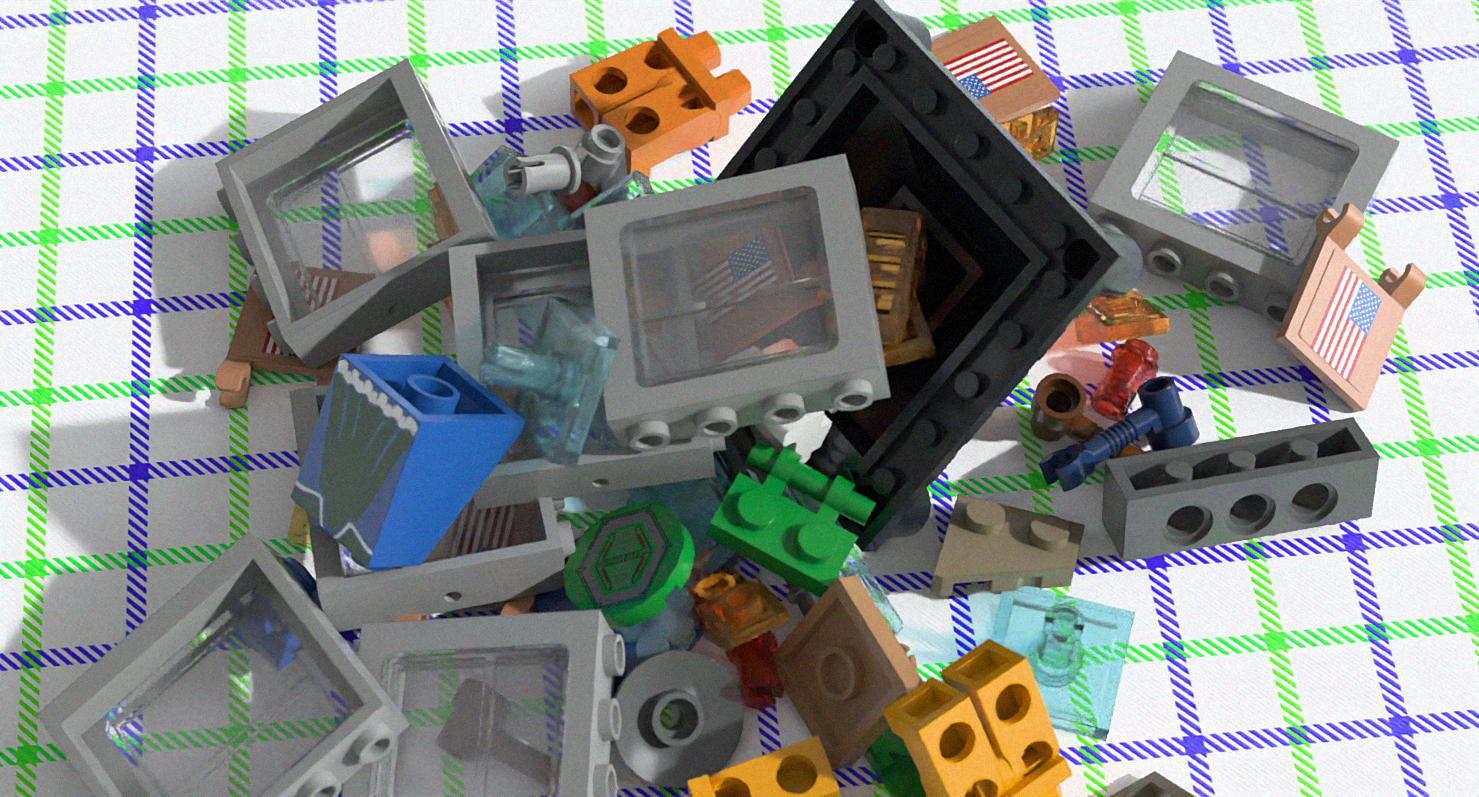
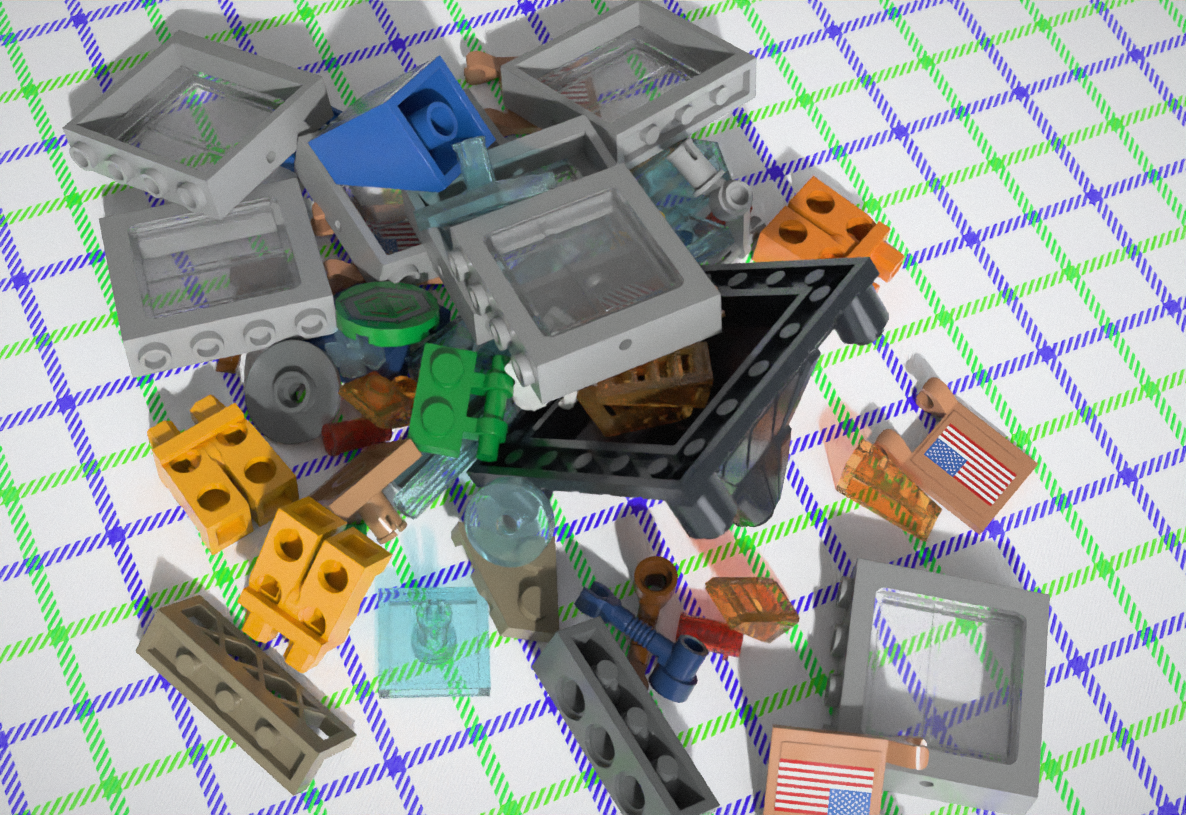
camera: 65 degrees right, 0 degrees up
(947, 506) = (525, 505): none -> clear light blue piece

